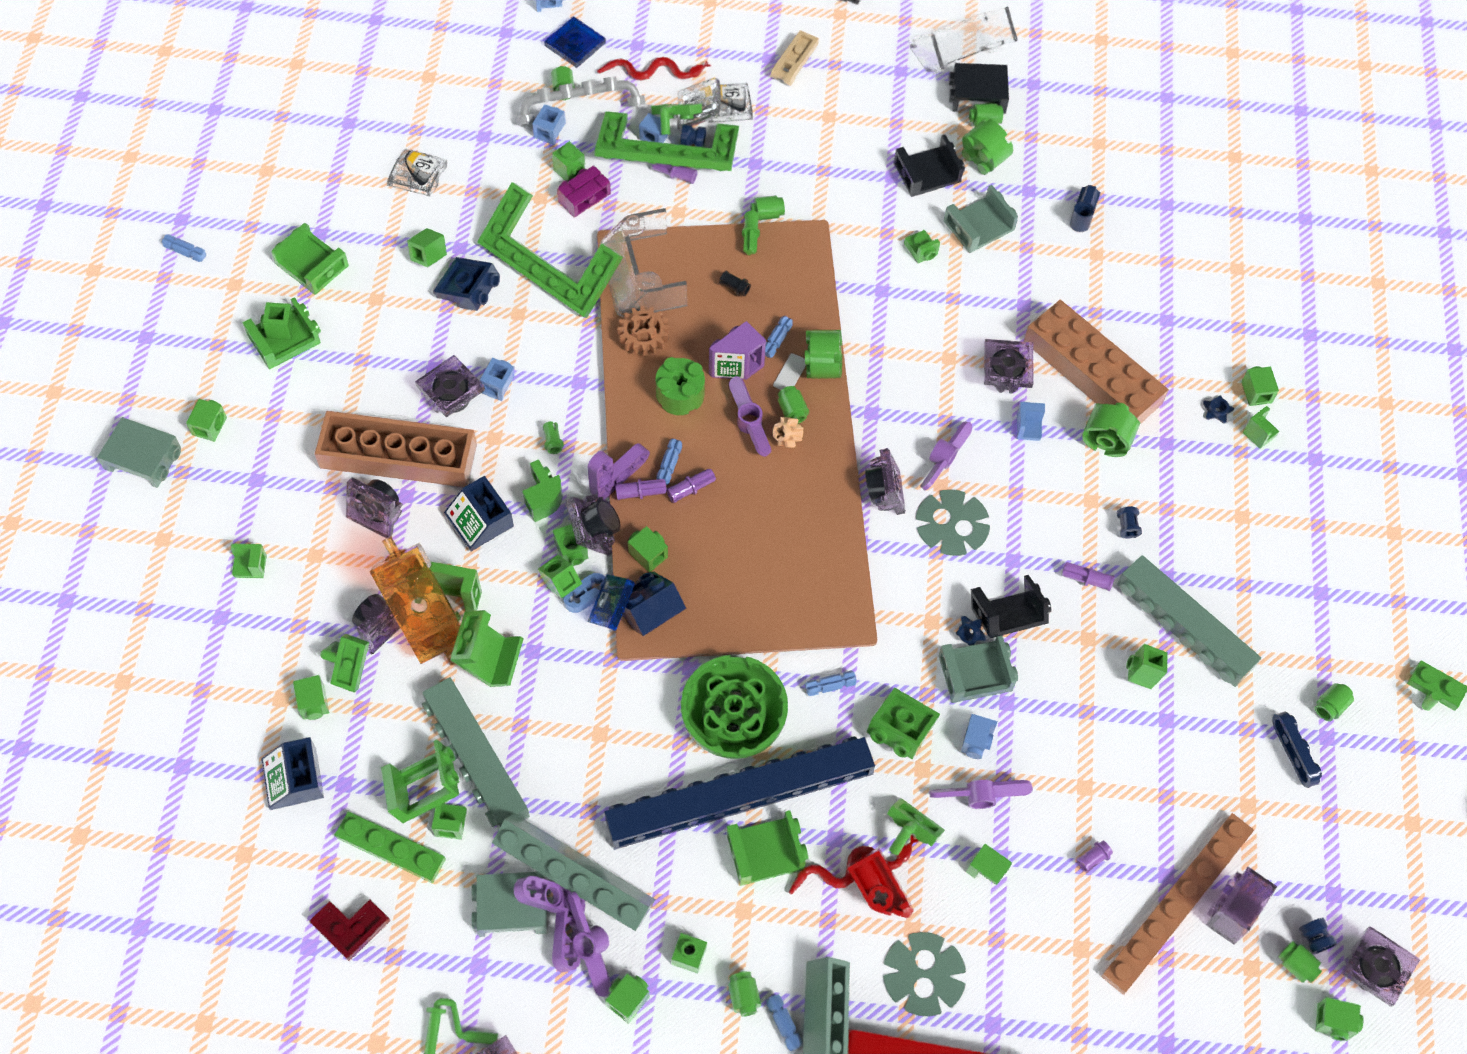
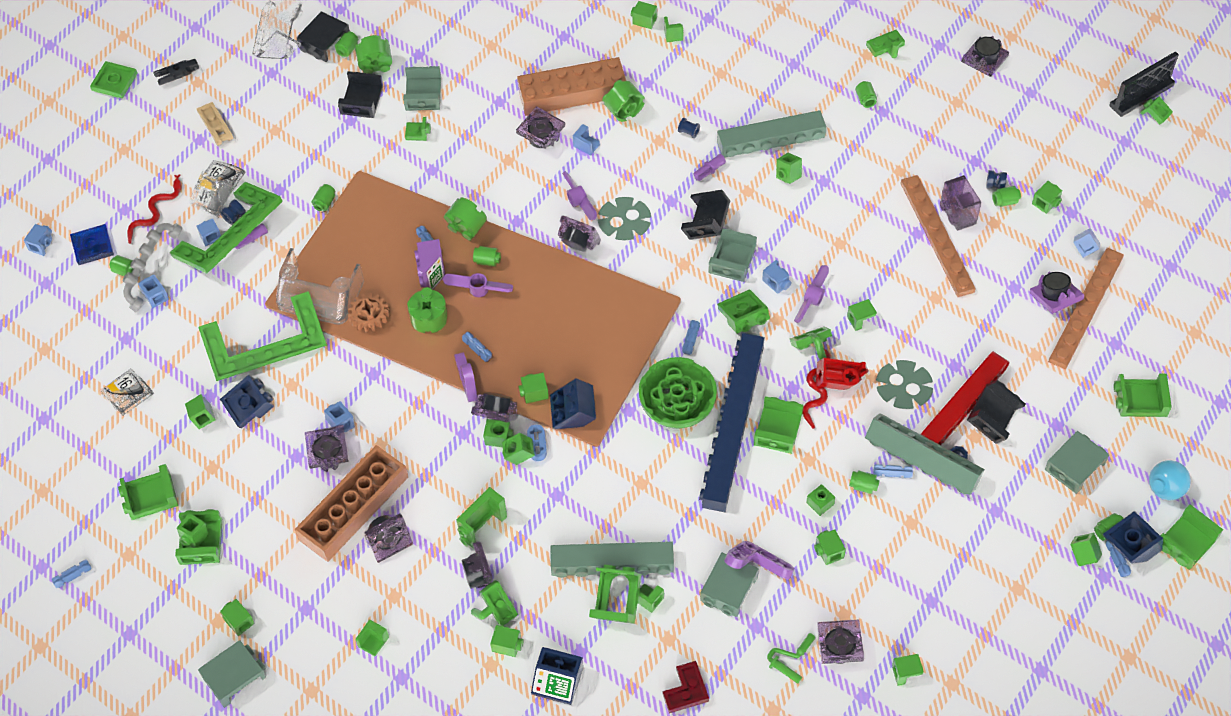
camera: 55 degrees left, 5 degrees down
(390, 847) = (643, 642): bright green plate -> none
(409, 576) = (472, 524): clear orange brick -> none
(479, 514) = (437, 475): dark blue slope -> none
(485, 651) = (547, 512): bright green panel -> none
(546, 495) = (448, 429): bright green brick -> none
(553, 442) = (408, 407): bright green pin -> none
(568, 161) = (196, 293): bright green brick -> none
(573, 871) = (732, 534): sand green brick -> none
(583, 190) = (225, 297): magenta brick -> none
(587, 952) = (793, 553): medium lavender piece -> none
(611, 602) = (560, 425): clear blue tile -> none
(641, 489) = (486, 371): medium lavender axle -> none
(668, 111) = (206, 212): bright green plate -> none
(690, 485) = (503, 342): medium lavender axle -> none
(734, 283) = (370, 243): black pin -> none
(750, 232) = (337, 215): bright green axle -> none
(788, 432) = (507, 263): light nougat gear -> none
(790, 372) = (459, 248): white sticker -> none
(965, 634) = (706, 249): dark blue plate -> none
(1084, 208) = (458, 32): dark blue piece -> none
(1096, 855) = (885, 255): medium lavender pin -> none
(1221, 404) = (643, 41): dark blue plate -> none
(1296, 749) = (883, 128): dark blue plate -> none
(1378, 967) = (1032, 160): clear purple piece -> none

